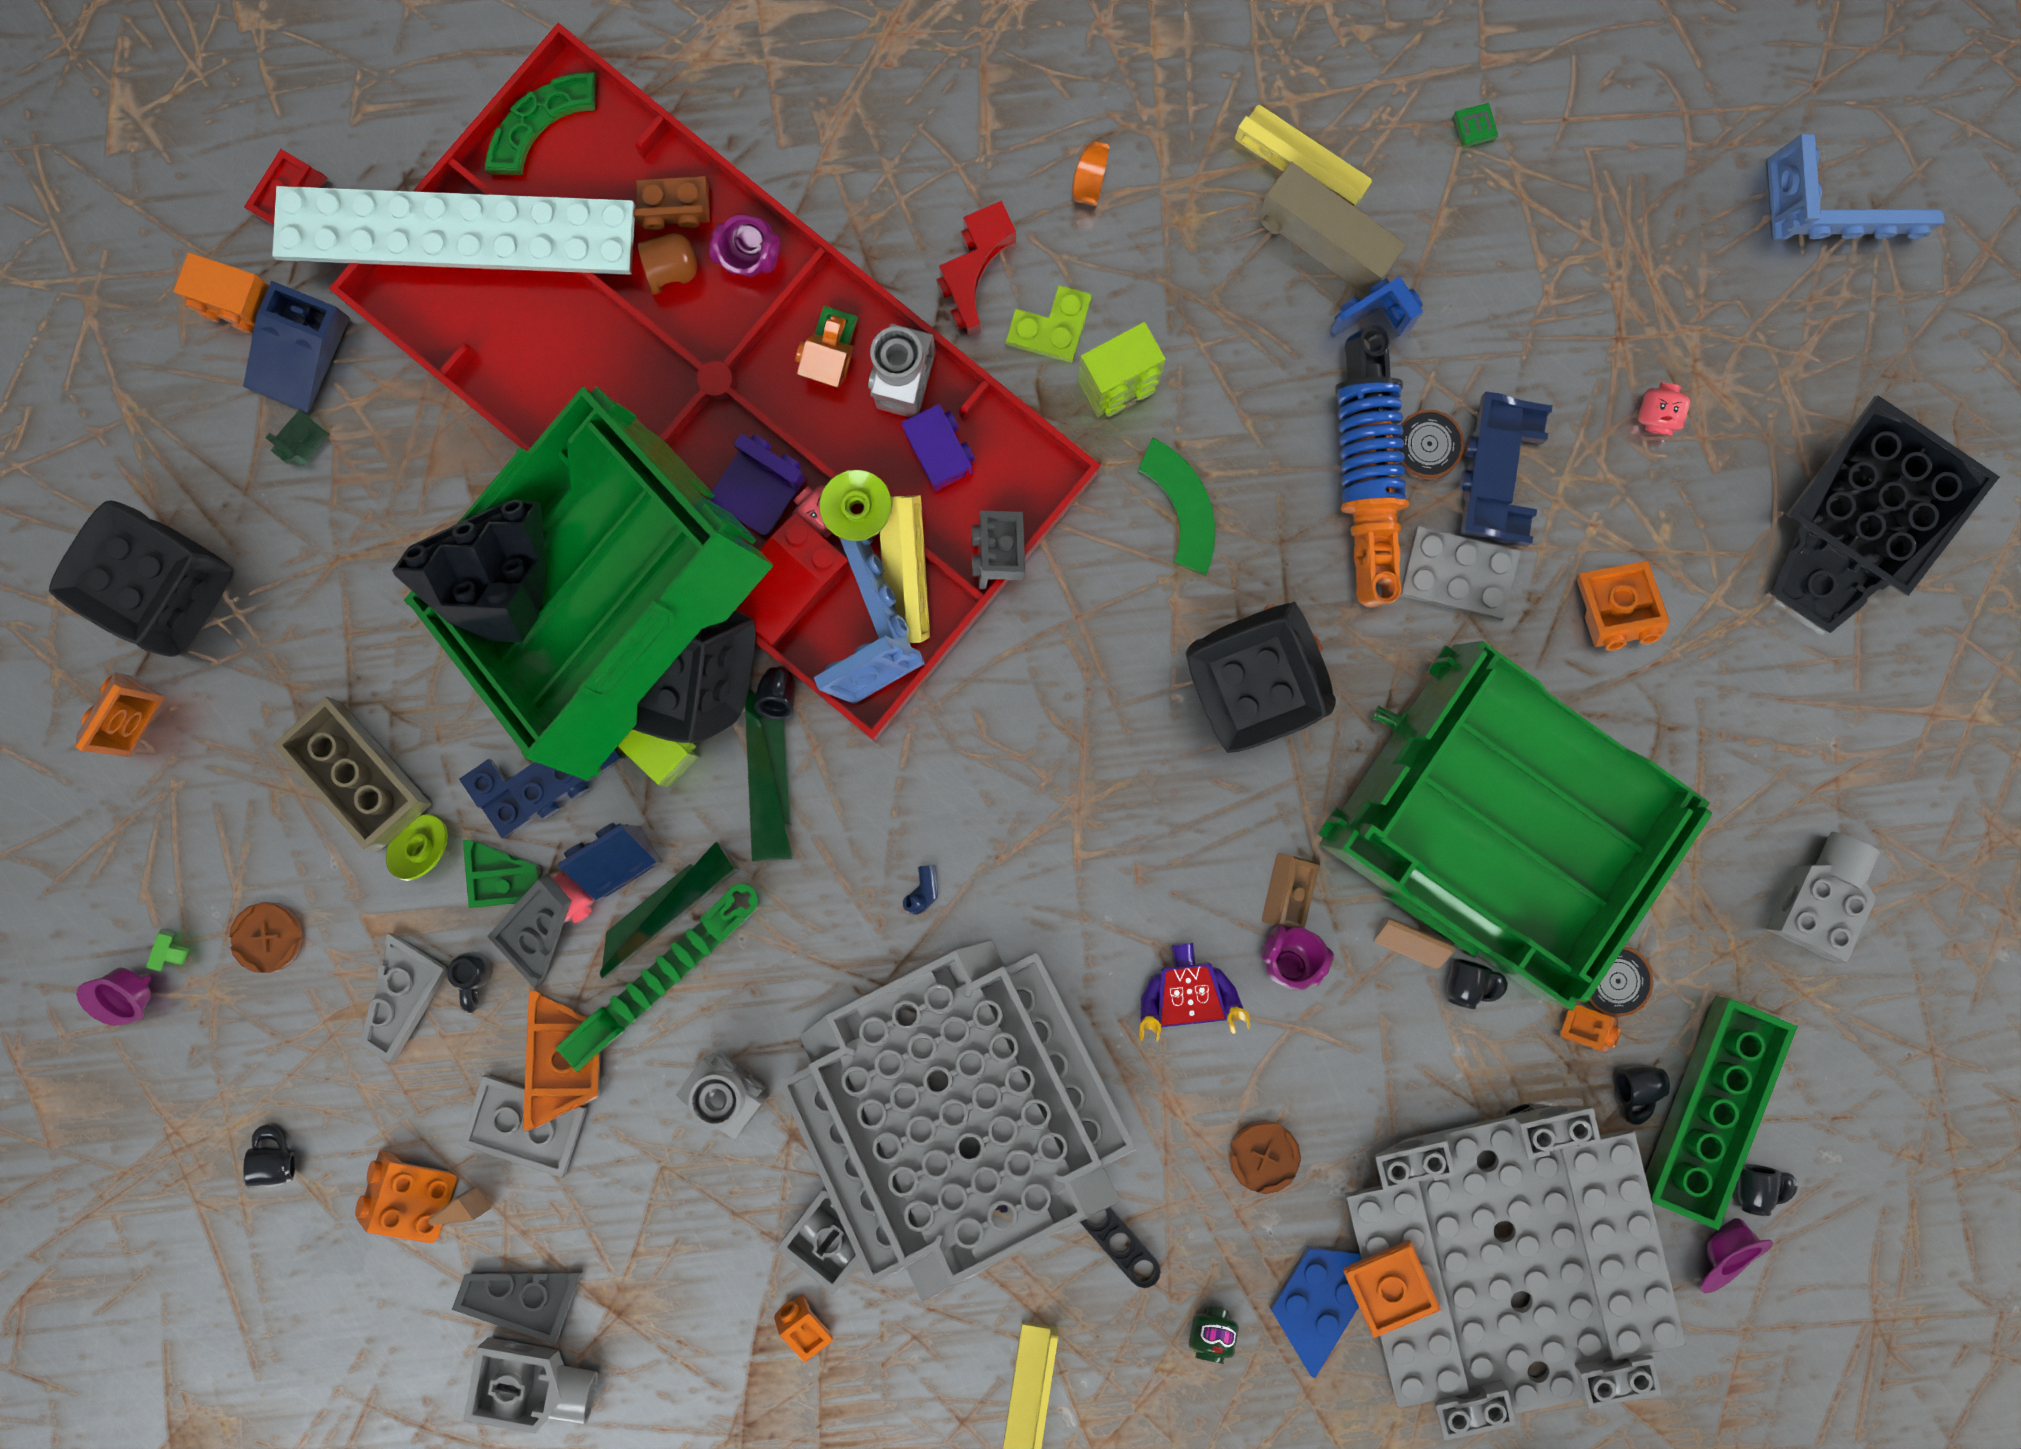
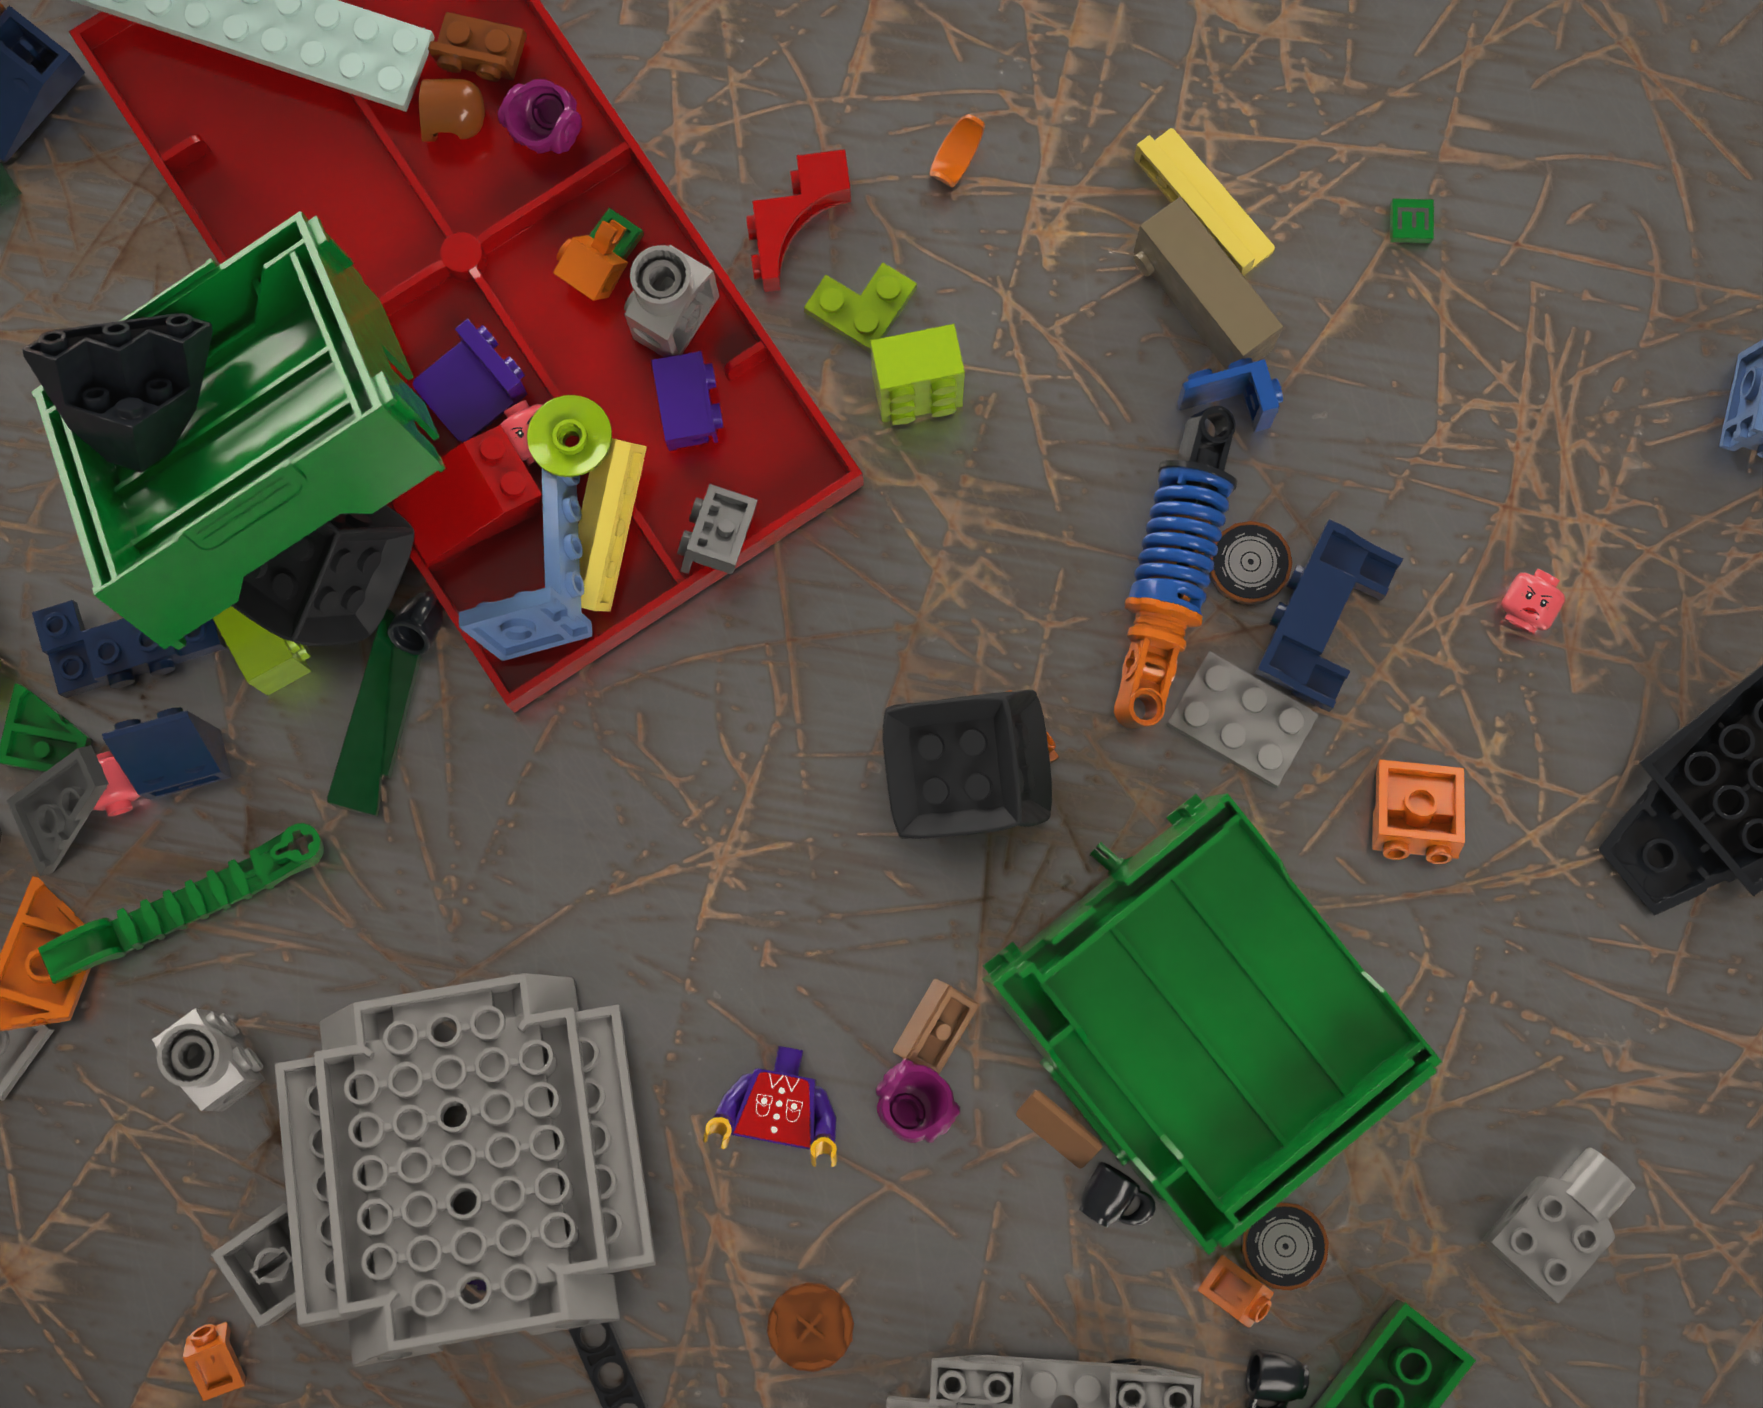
camera: 20 degrees right, 5 degrees down
(665, 907) = (216, 829): dark green wedge -> none
(924, 894) = (514, 902): dark blue arm -> none
(1190, 503) = (956, 549): green tile -> none

